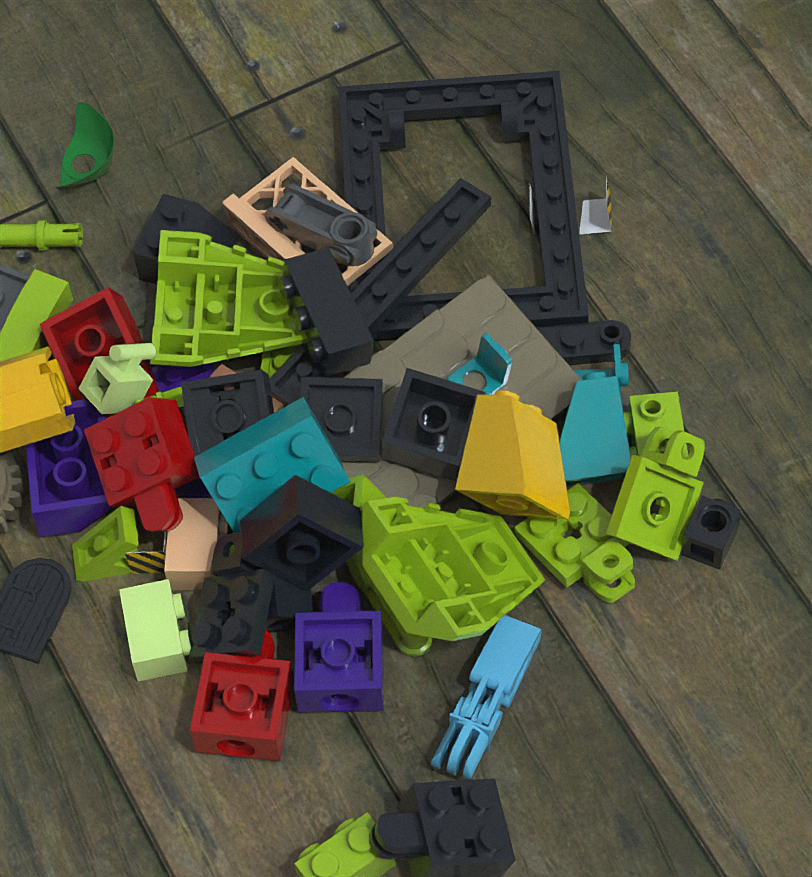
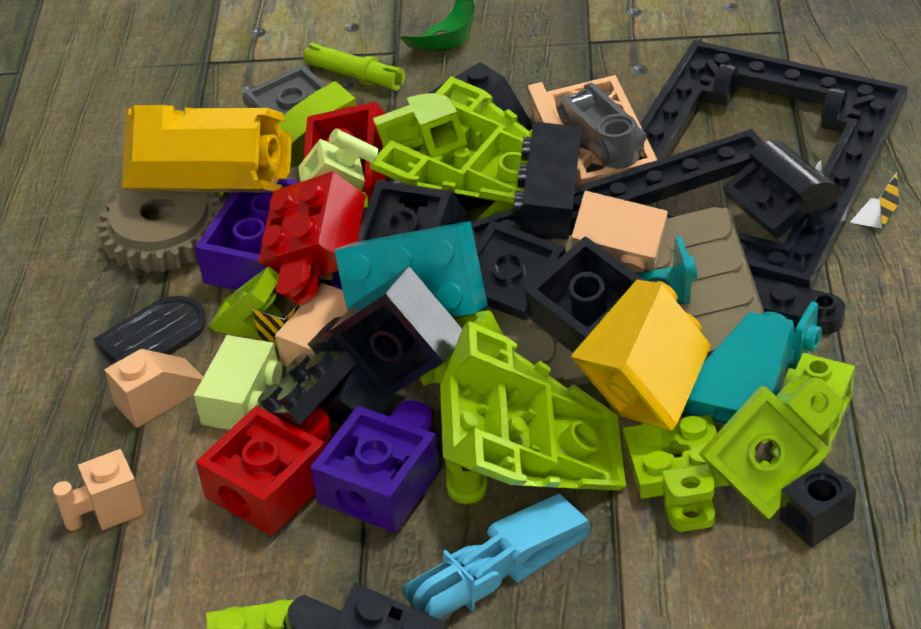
camera: 30 degrees right, 15 degrees down
(74, 665) = (150, 384): none -> light nougat slope
(111, 788) = (107, 491): none -> light nougat brick
(169, 288) = (427, 121): none -> lime brick
(423, 345) = (622, 229): none -> light nougat brick
(520, 234) = (780, 188): none -> black brick

